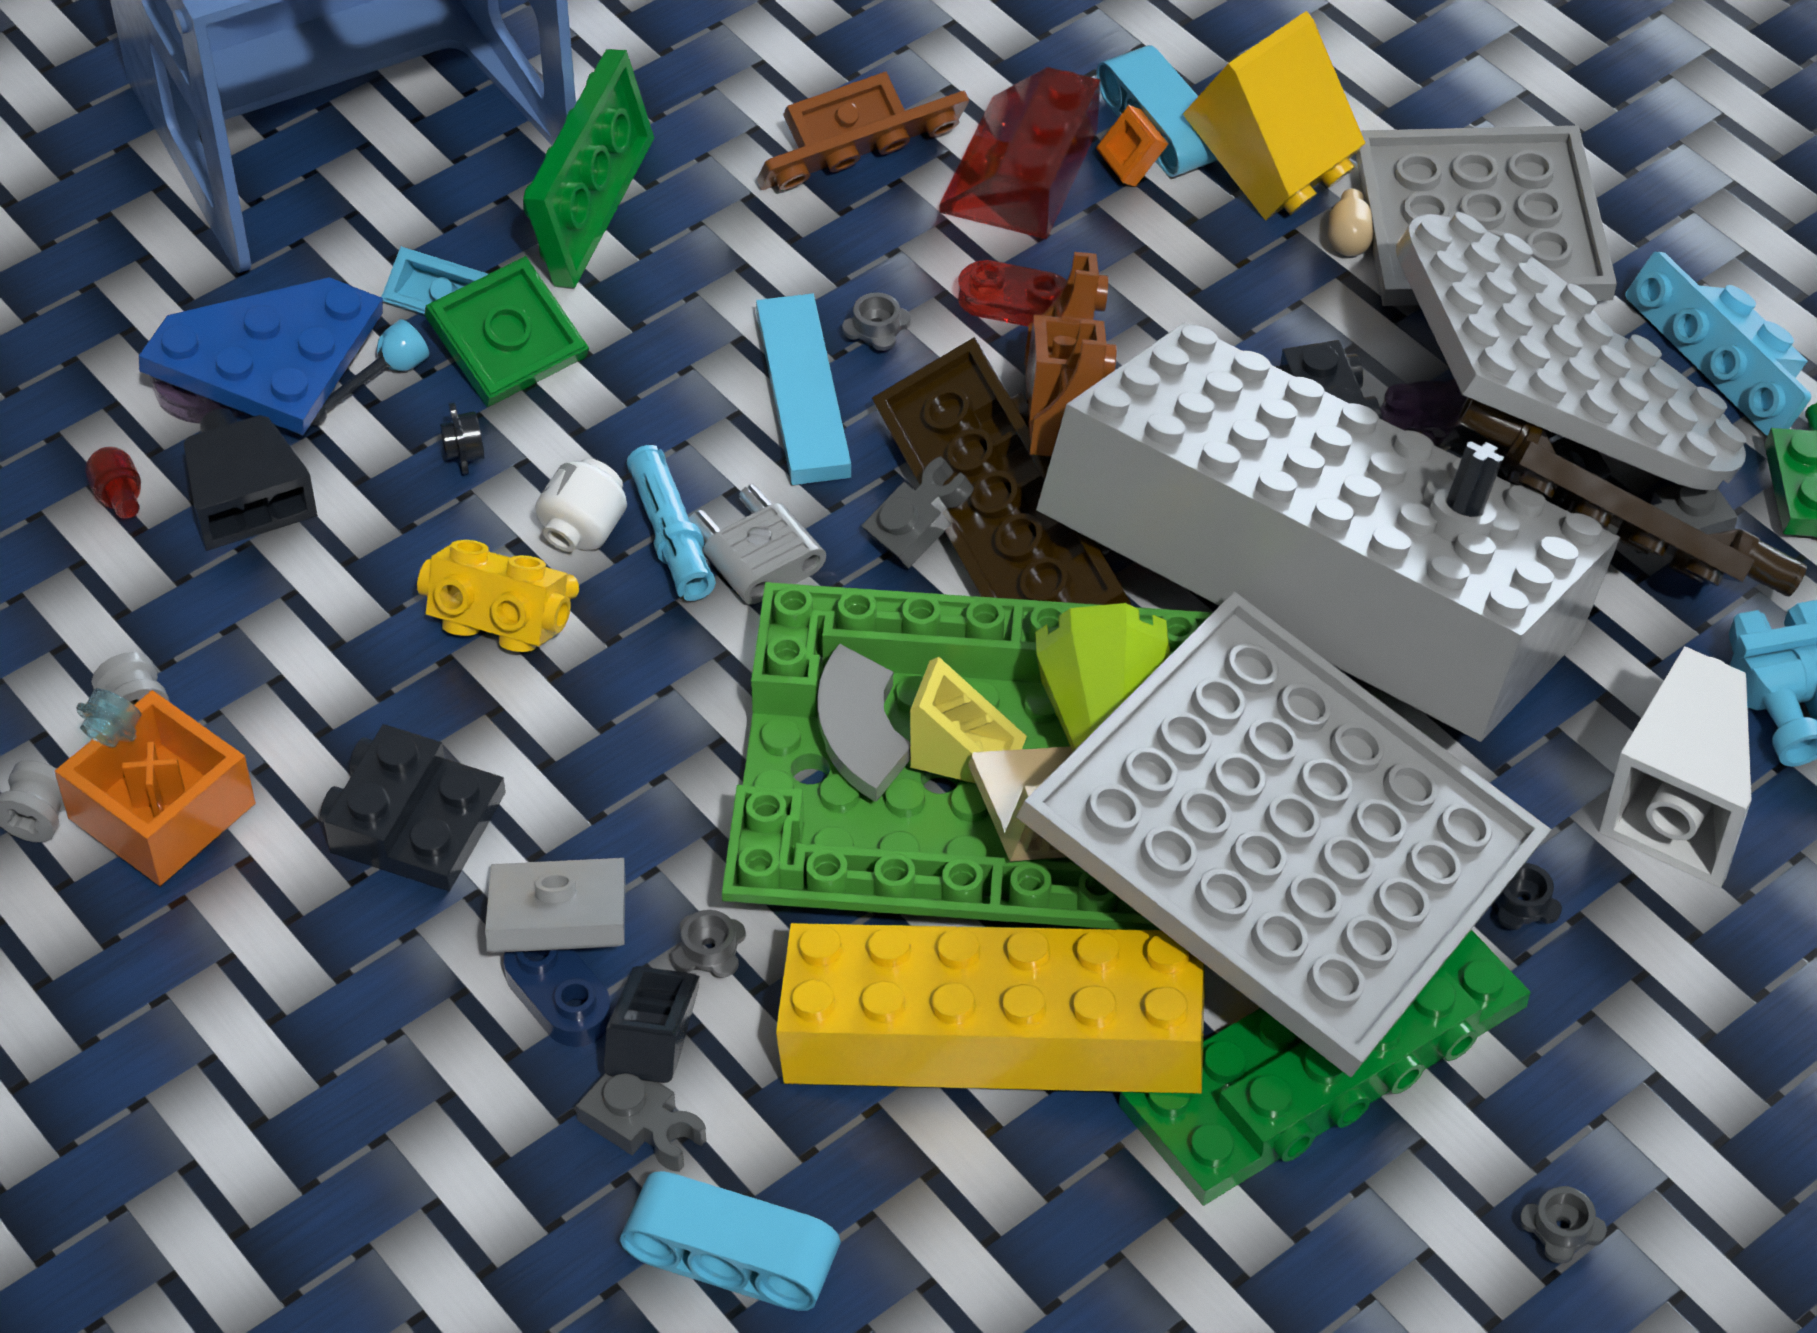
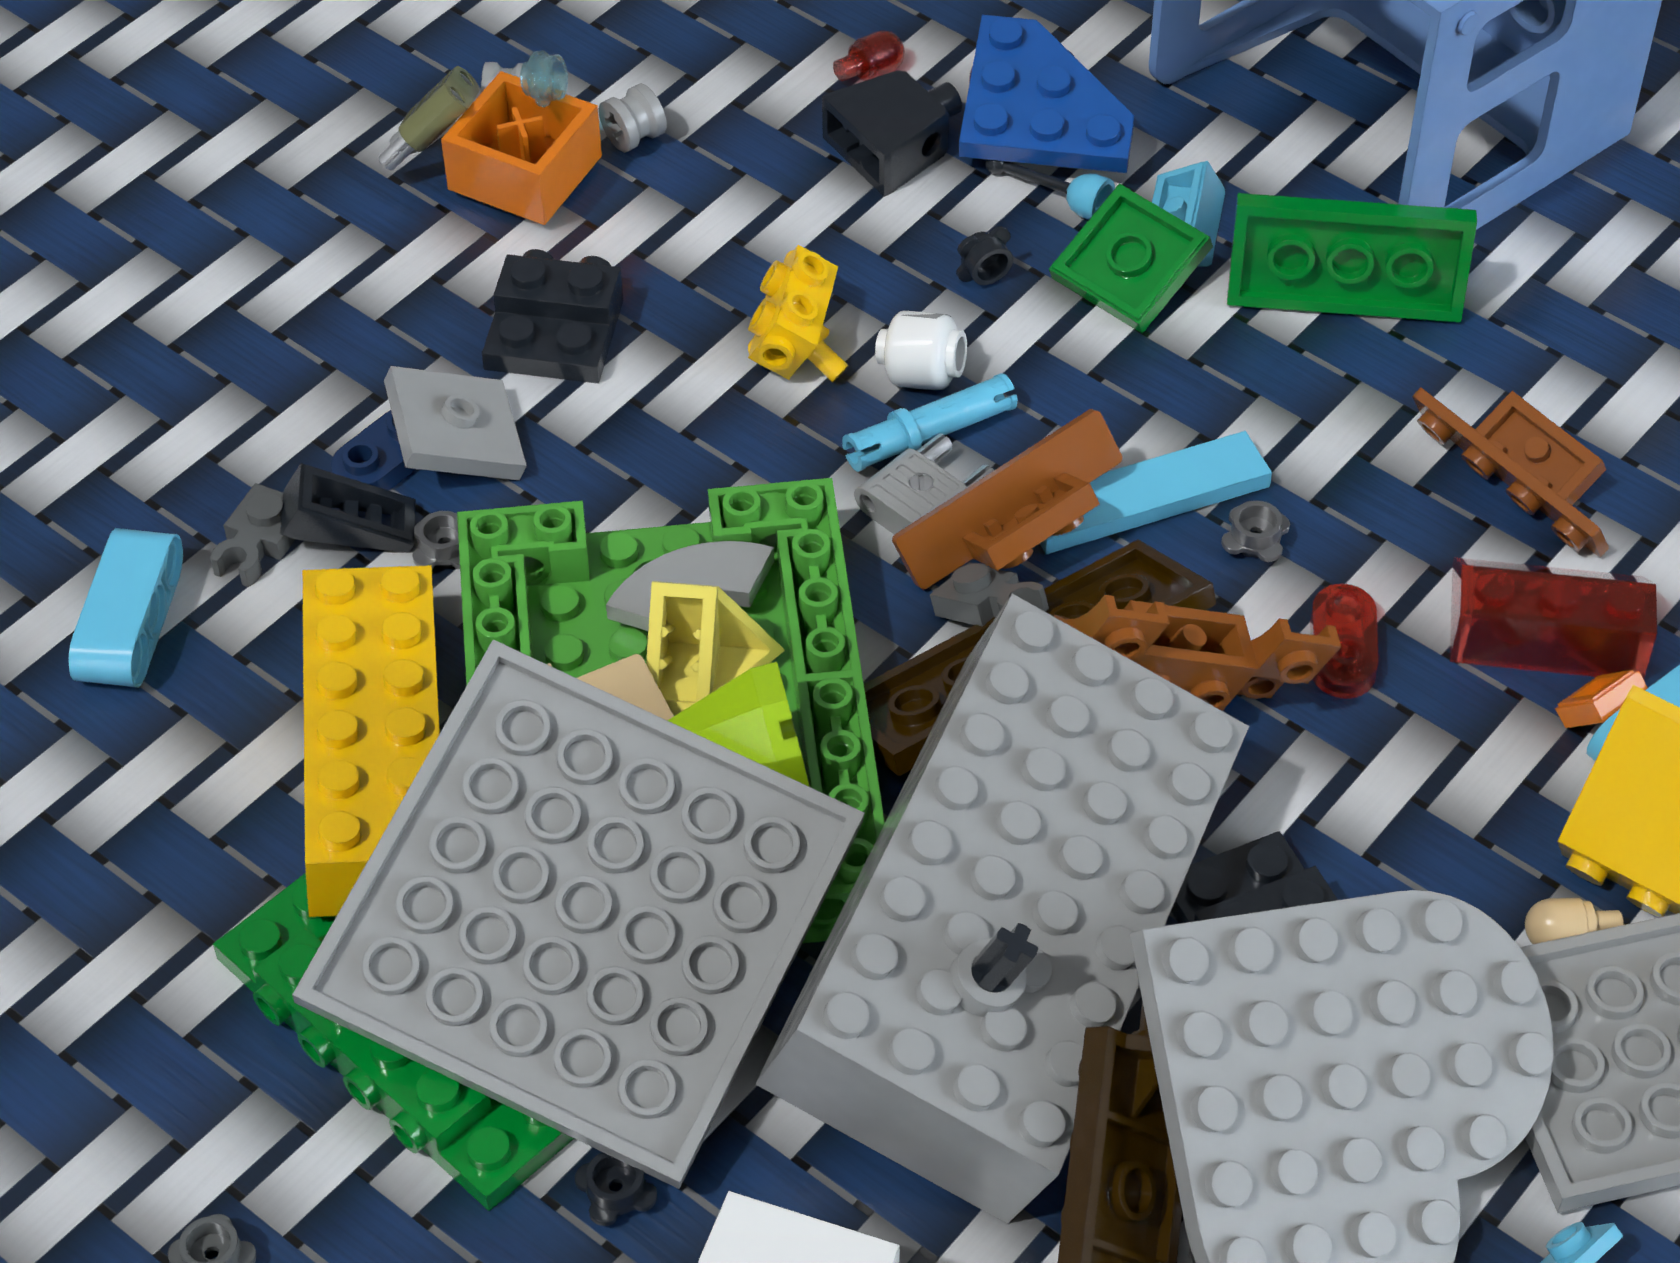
camera: 80 degrees right, 0 degrees up
(79, 849) = (432, 116): none -> olive piece
(834, 460) = (1013, 506): none -> dark orange bracket

